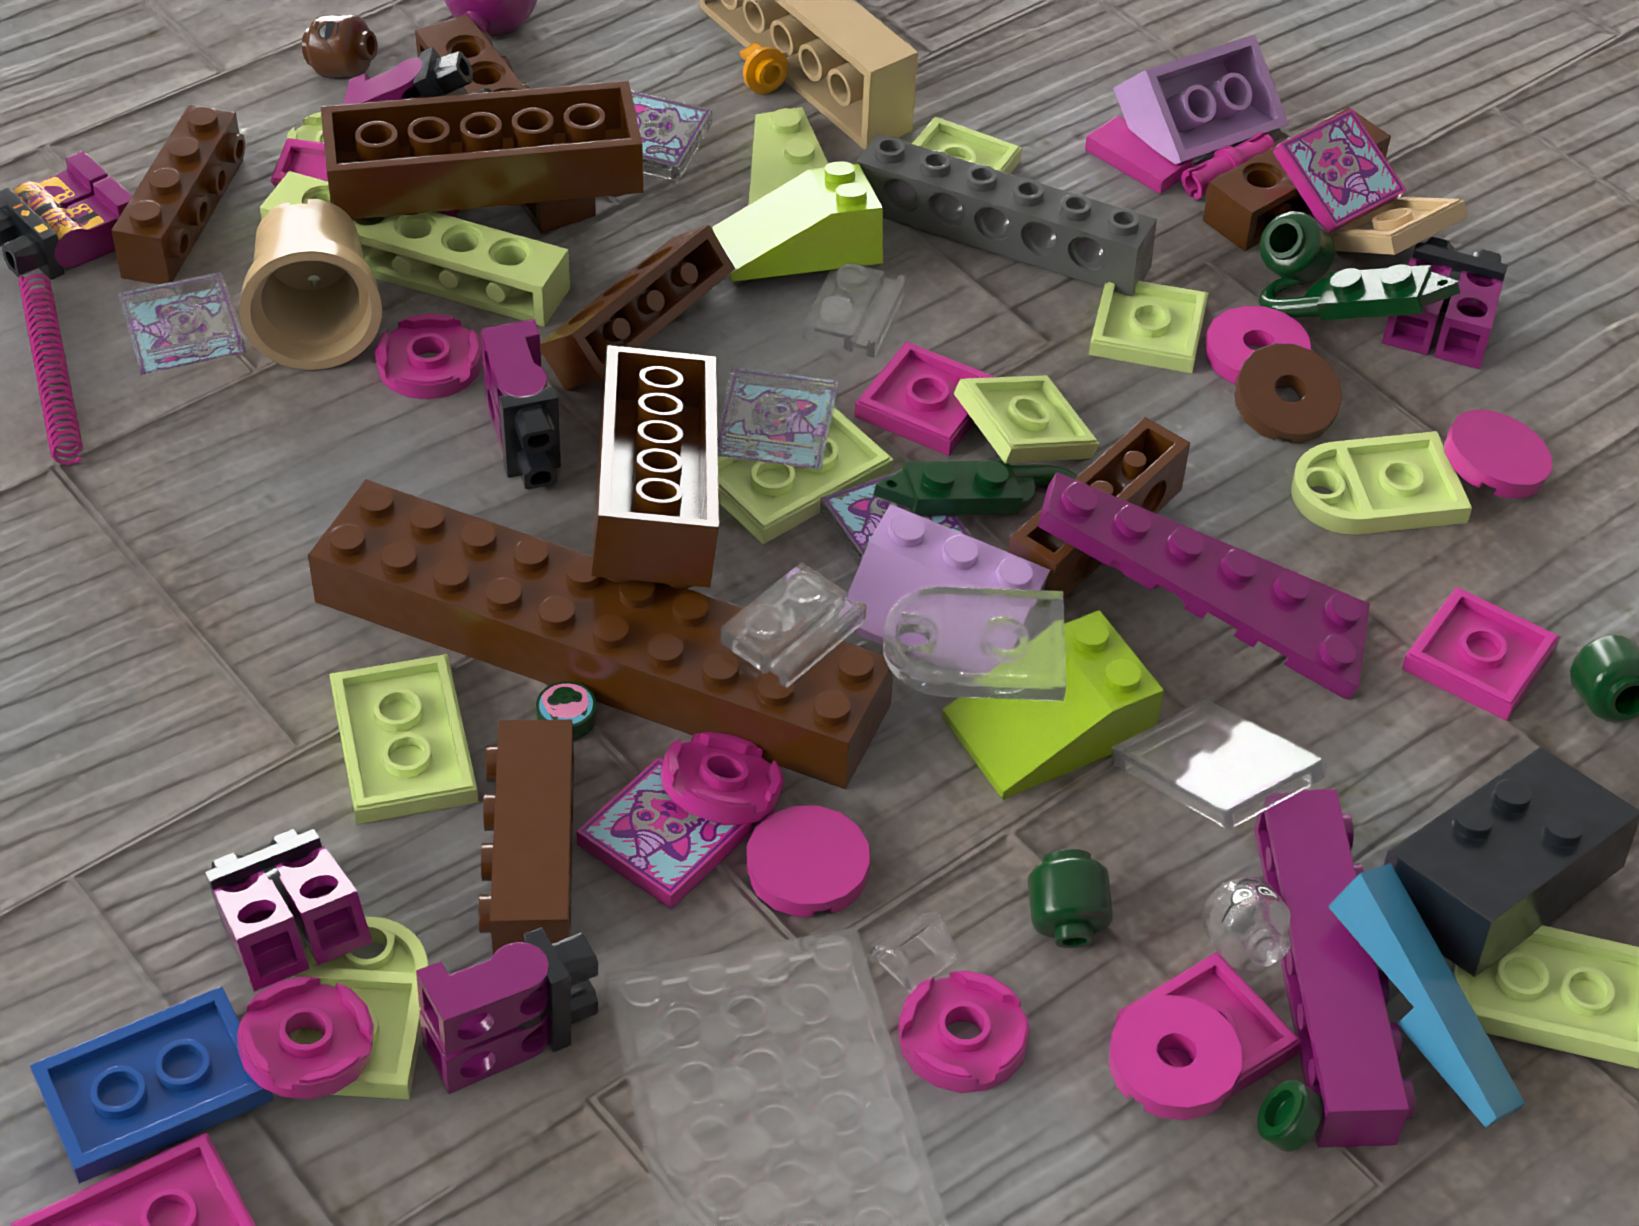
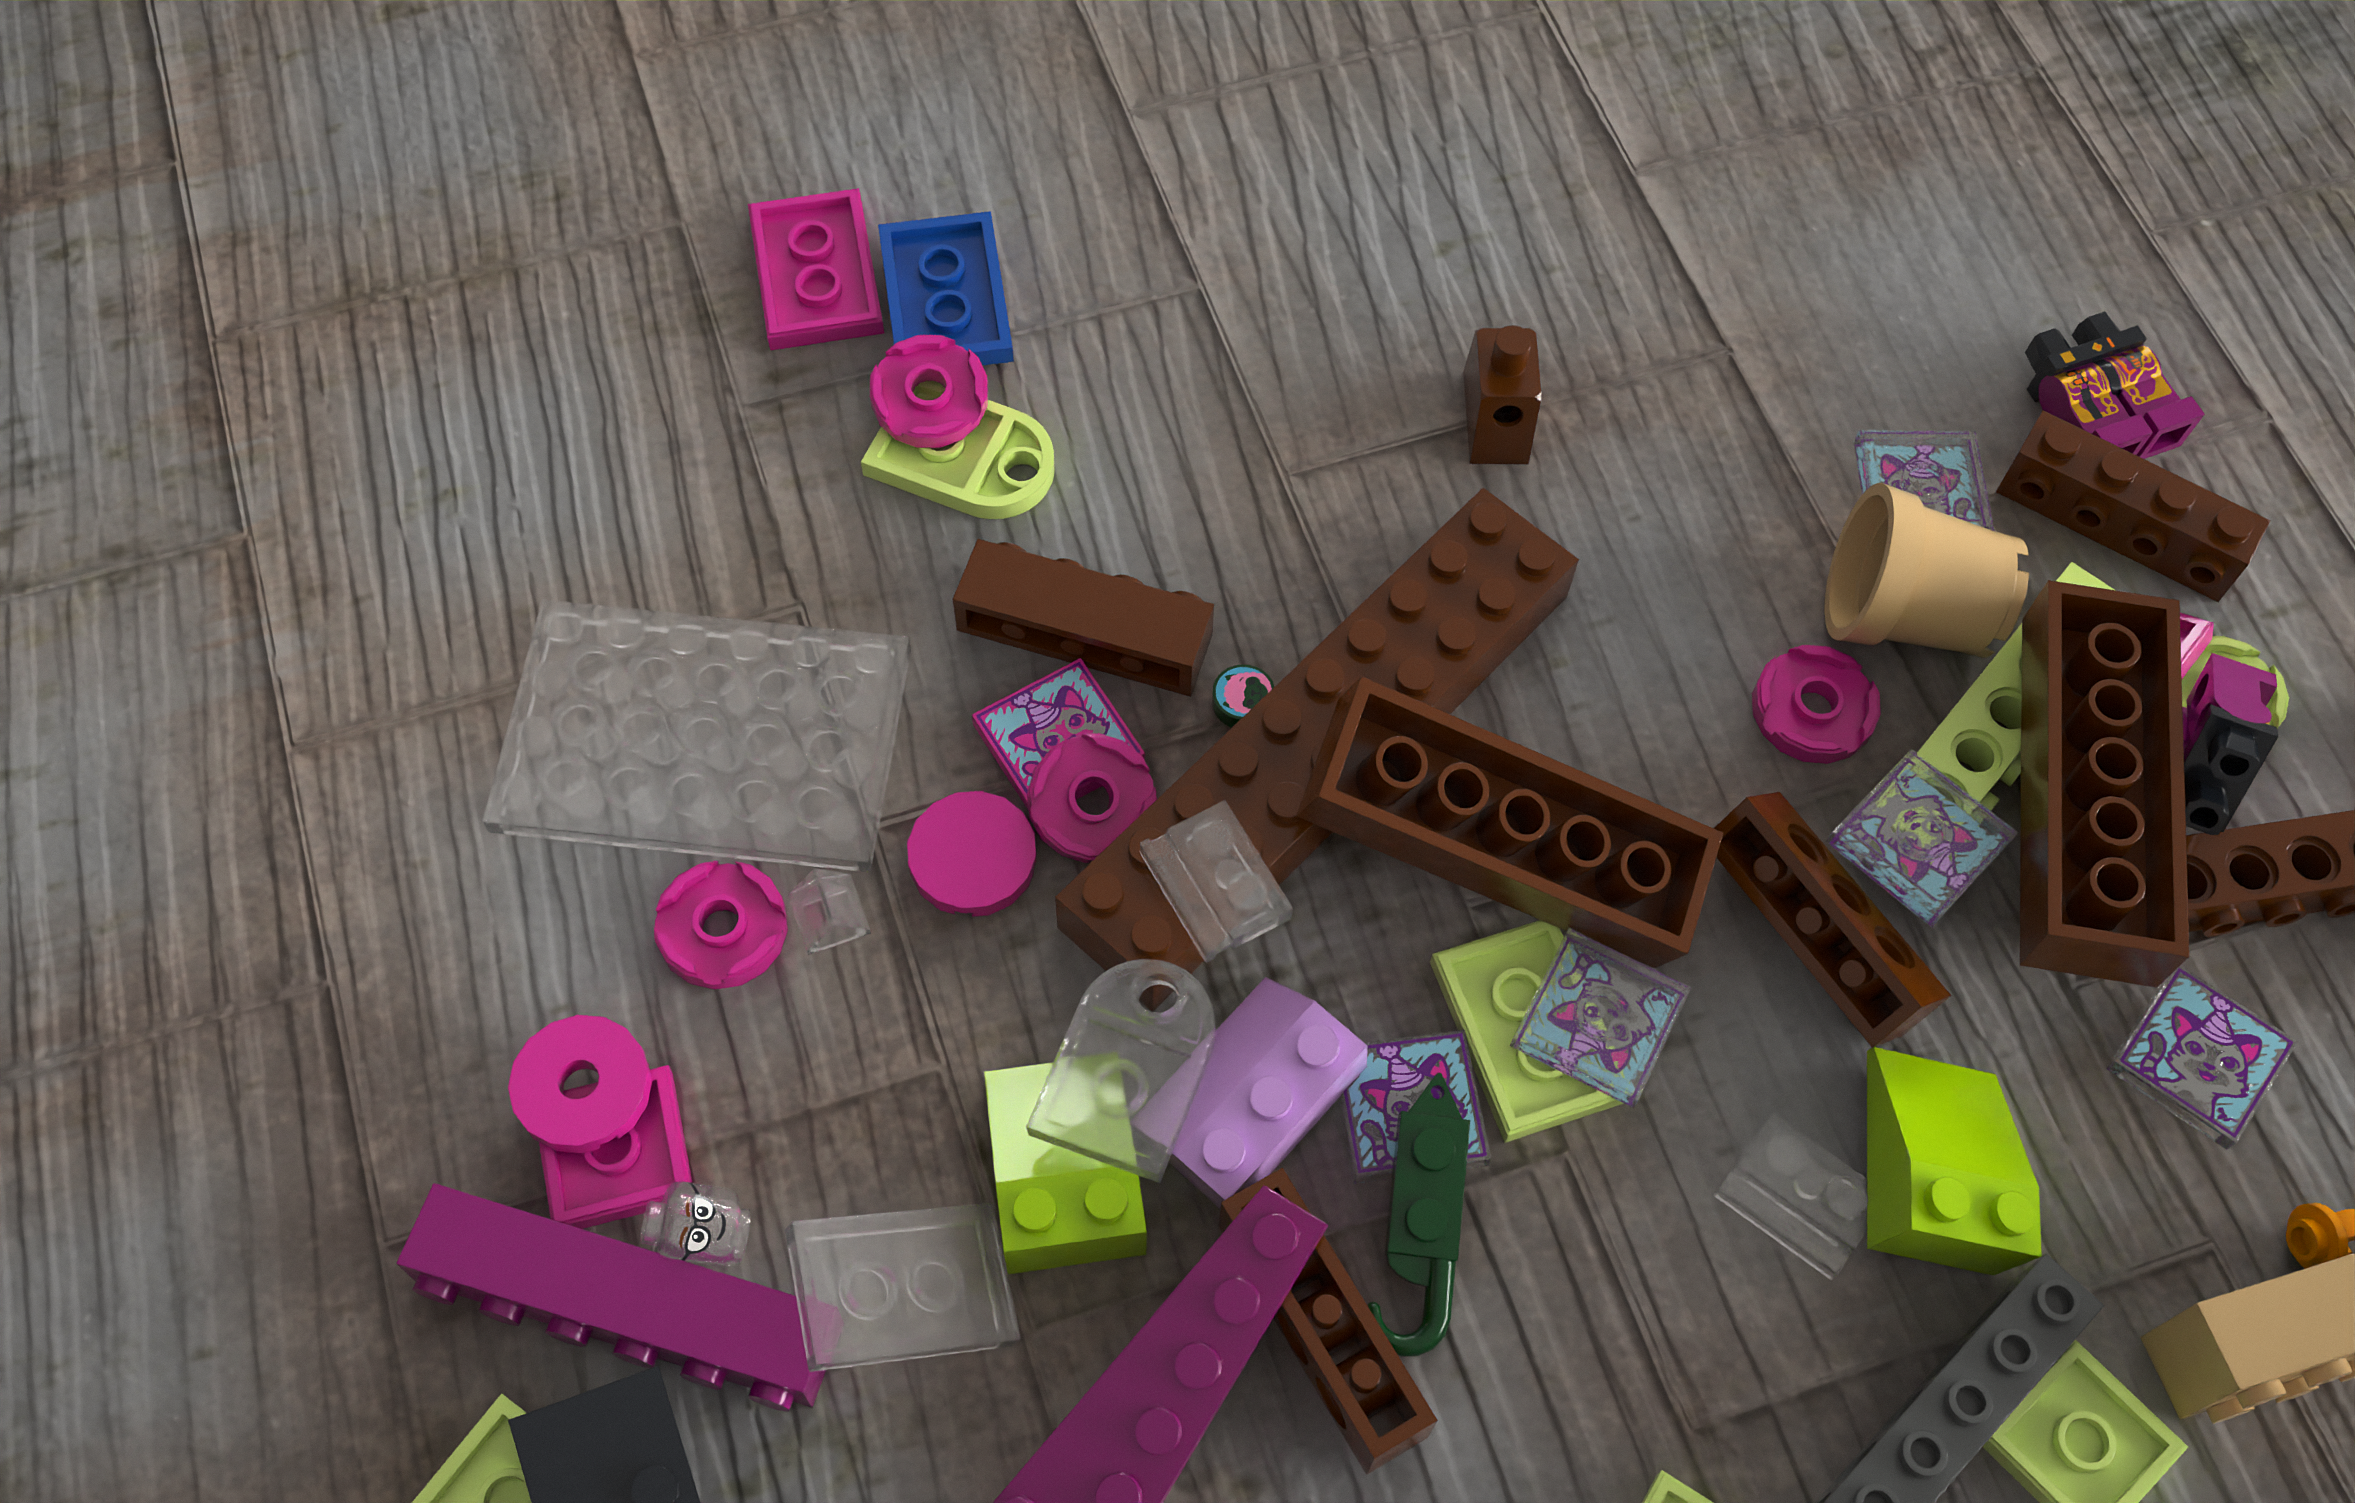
camera: 110 degrees right, 15 degrees up
(40, 368) = (1881, 362): dark pink piece -> none
(174, 580) = (1501, 373): none -> reddish brown torso
(283, 884) = (1073, 399): magenta hips -> none
(403, 739) = (1263, 553): yellowish green tile -> none
(505, 1006) = (883, 541): magenta hips -> none
(521, 403) = (1672, 740): hips -> none
(556, 252) = (1921, 837): none -> clear tile
(782, 150) = (2119, 1212): yellowish green wing -> none
(918, 398) = (1615, 1224): dark pink tile -> none
(1026, 419) = (1529, 1316): yellowish green tile -> none
(1070, 897) = (809, 1067): dark green head -> none
(1289, 1115) = (473, 1167): dark green tile -> none
(1442, 1020) = (510, 1354): dark azure slope -> none

